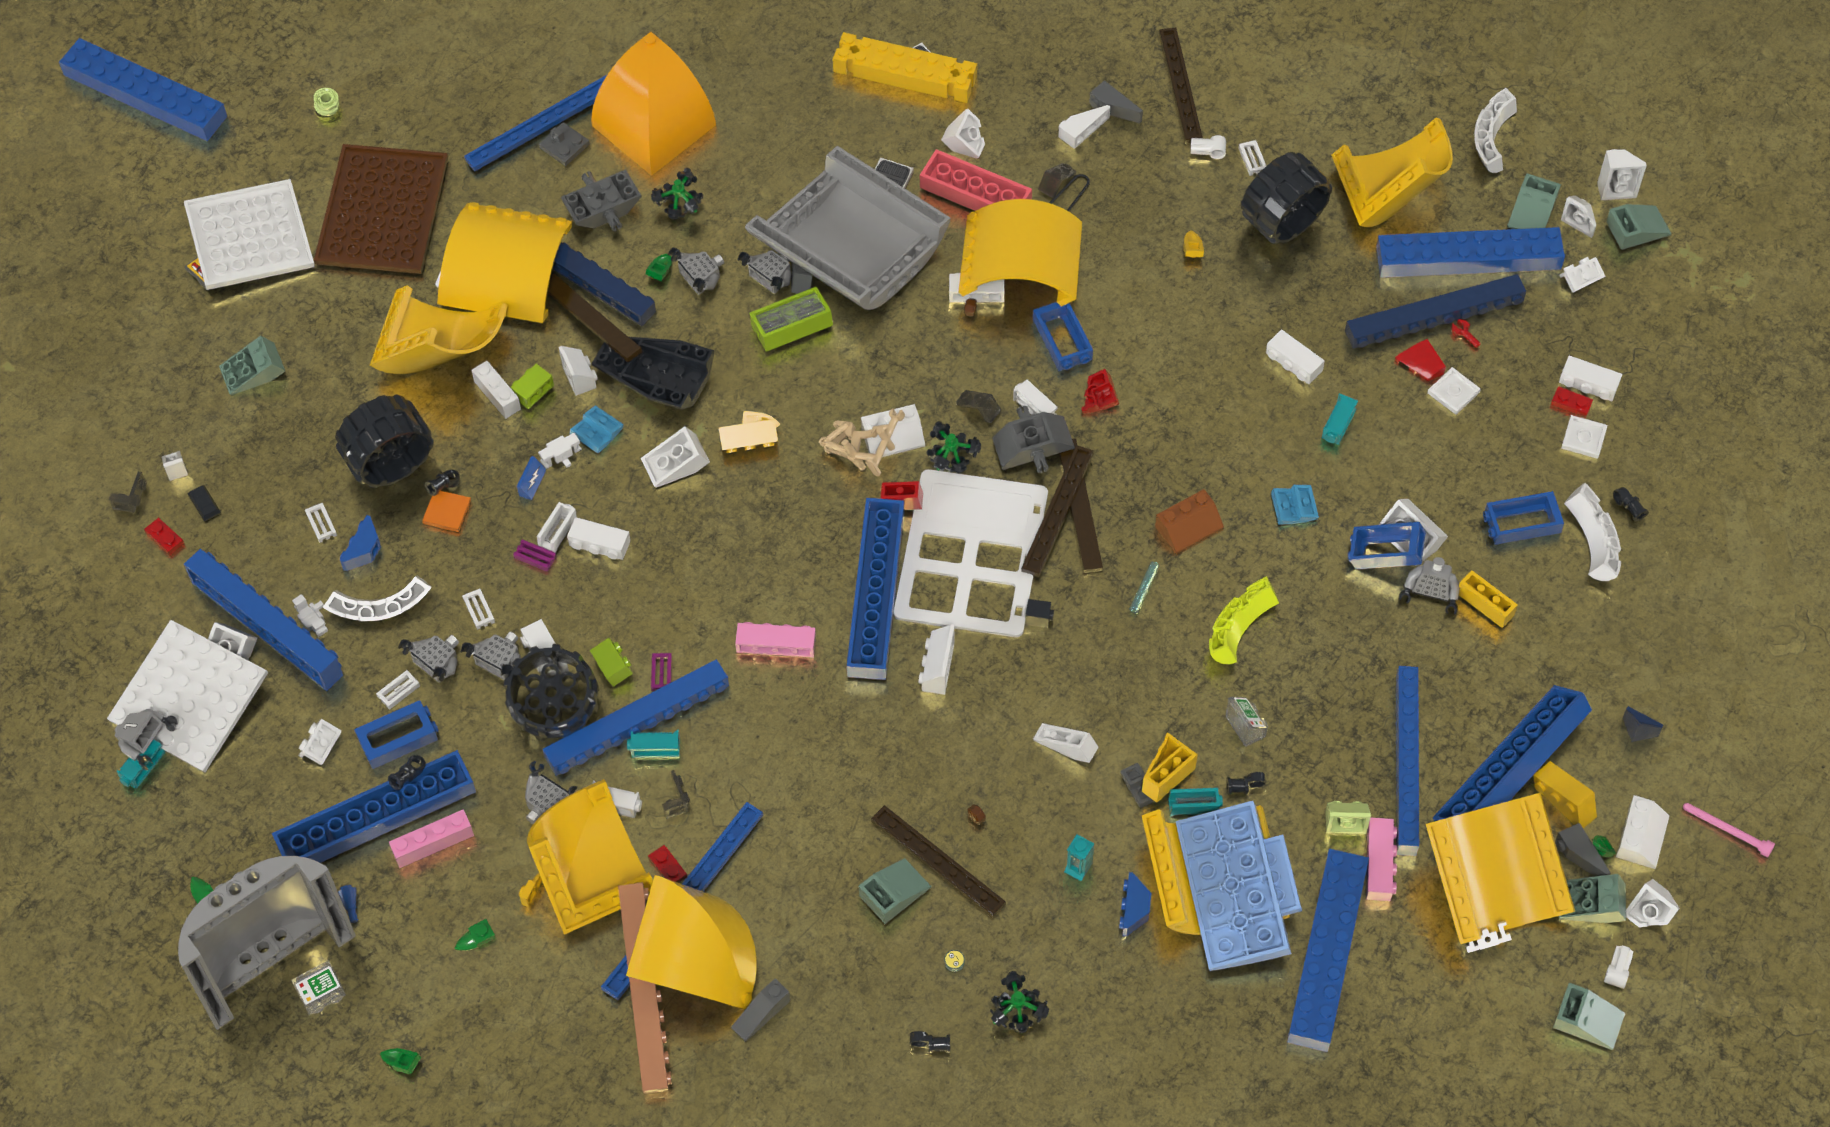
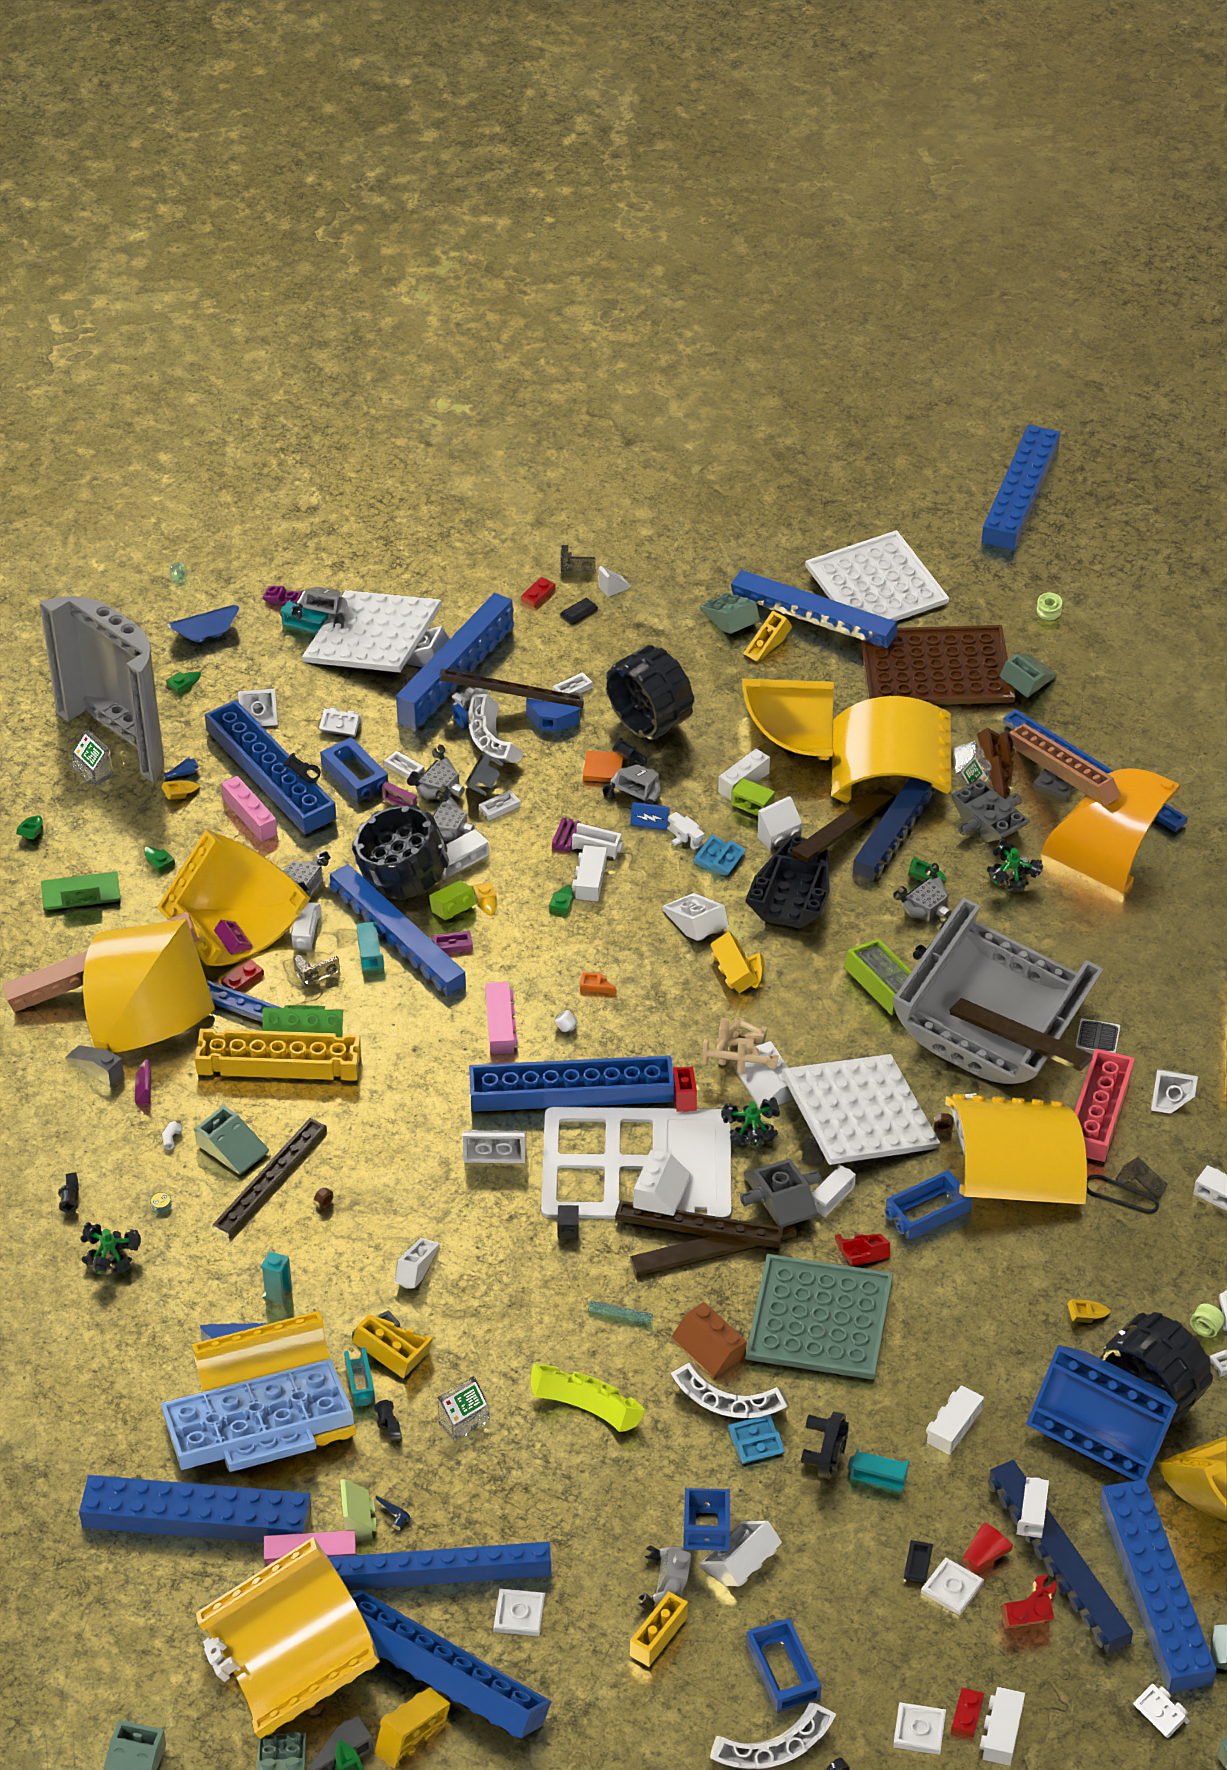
camera: 80 degrees right, 15 degrees down
(18, 887) = (178, 571): none -> clear light blue piece
(95, 784) = (279, 596): none -> magenta slope
(123, 859) = (205, 624): none -> blue wedge
(274, 812) = (260, 705): none -> white slope
(277, 292) = (815, 608): none -> blue brick
(303, 339) = (768, 637): none -> yellow slope
(327, 570) = (511, 688): none -> dark brown tile
(342, 627) = (460, 716): none -> blue tile
(380, 906) = (179, 789): none -> yellow plate
(424, 134) = (1026, 673): none -> sand green slope
(444, 612) = (483, 773): none -> black panel
(449, 696) = (398, 795): none -> tile
(486, 479) = (637, 782): none -> light grey torso
(509, 1014) = (80, 890): none -> bright green bracket
(516, 182) = (998, 750): none -> reddish brown wedge
(541, 200) = (971, 764): none -> clear slope
(581, 119) = (1065, 764): none -> nougat brick
(601, 633) = (486, 897): none -> yellow plate
(614, 869) = (232, 937): none -> magenta slope
(625, 570) = (562, 900): none -> green plate
(741, 555) = (596, 983): none -> orange tile
(756, 810) = (303, 1019): none -> bright green bracket
(790, 837) = (278, 1054): none -> yellow brick
(791, 584) = (566, 1021): none -> white piece
(797, 966) = (143, 1083): none -> magenta slope
(868, 947) = (173, 1127): none -> white arm
(906, 220) = (1021, 1034): none -> dark brown tile
(950, 363) = (860, 1109): none -> white plate
(1013, 532) = (660, 1183): none -> white slope
(1171, 436) = (819, 1316): none -> sand green plate
(1218, 164) = (1207, 1320): none -> yellowish green wheel
(1259, 514) = (727, 1404): none -> white brick
(1324, 241) = (1102, 1412): none -> blue slope
(1324, 443) = (833, 1444): none -> black piece
(1345, 784) = (399, 1513): none -> dark blue bar
(1402, 311) = (1033, 1508): none -> white window
(1429, 409) = (918, 1561): none -> black tile
(1452, 705) = (519, 1612): none -> white tile
(1491, 341) = (1027, 1612): none -> red brick

